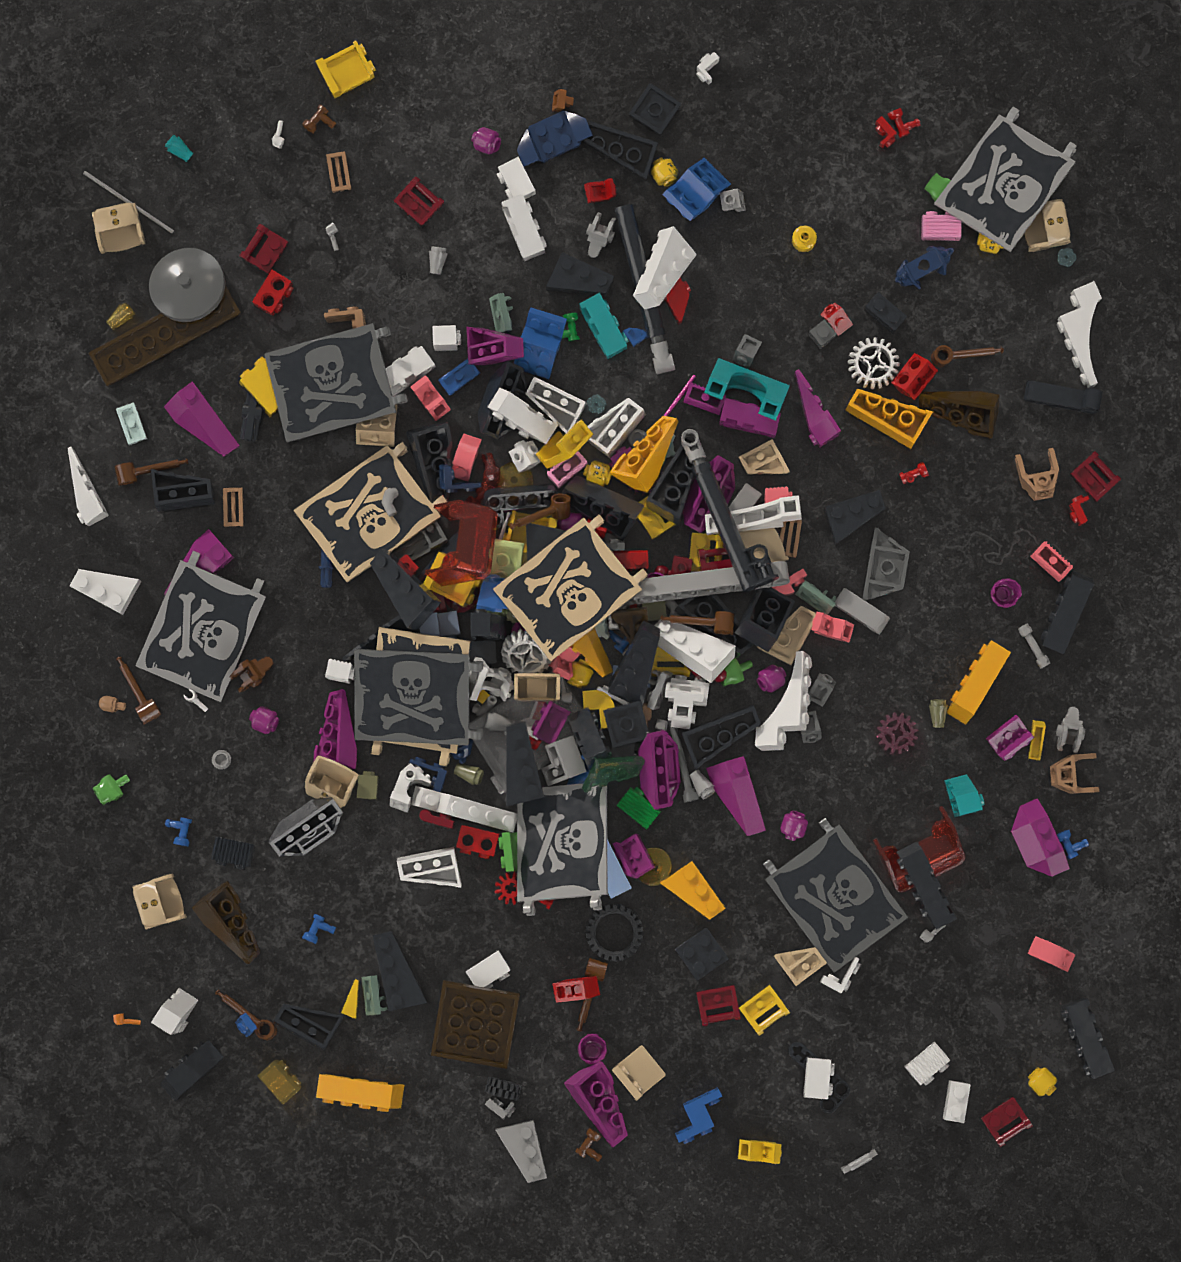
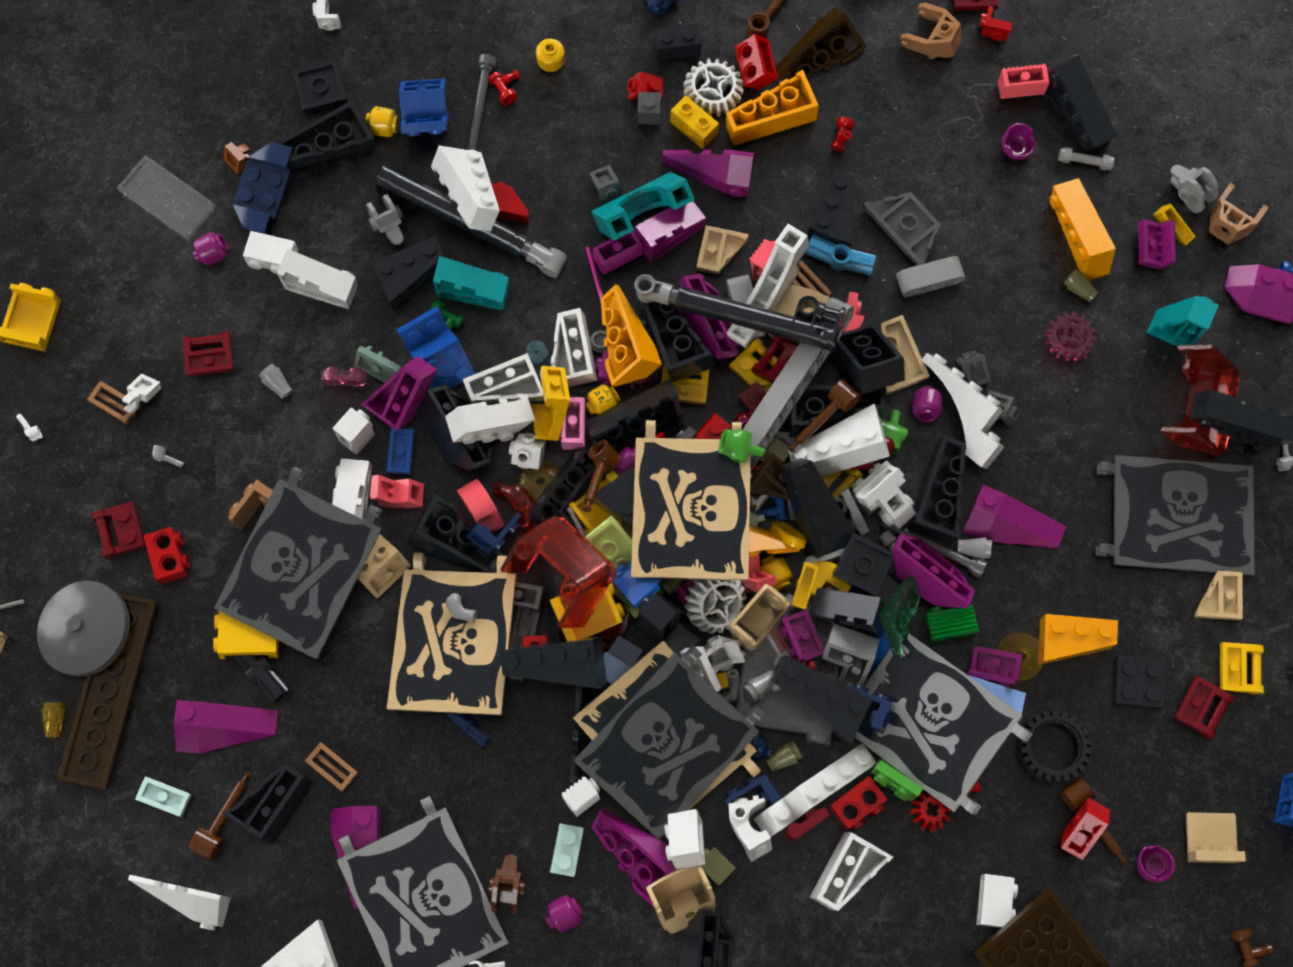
camera: 55 degrees left, 10 degrees down
(303, 690) = (567, 850): none -> light aqua plate
(310, 125) = (47, 391): reddish brown piece -> none
(360, 182) = (140, 389): none -> white plate
(365, 755) = (685, 839): none -> white piece
(471, 292) = (351, 377): none -> clear pink plate
(497, 80) = (166, 197): none -> clear tile
(541, 811) = (881, 716): none -> dark blue bracket
(584, 698) = (805, 585): none -> yellow piece
(596, 1096) = (1203, 900): magenta wedge -> none
(600, 191) = (348, 189): red bracket -> none
(609, 661) = (788, 534): none -> yellow tile
(629, 585) = (738, 445): none -> bright green piece
(635, 335) = (506, 266): blue tile -> none
(732, 200) = (461, 85): light grey bracket -> none
(753, 234) = (507, 95): none -> red piece
(762, 203) = (487, 64): none -> dark grey piece
(794, 825) = (1084, 495): magenta head -> none
(816, 598) = (885, 305): sand green plate -> none
(830, 554) = (854, 260): none -> dark azure piece
(832, 627) = (925, 312): coral brick -> none
(832, 982) = (1274, 572): white bracket -> none
(837, 371) = (694, 122): none -> yellow brick

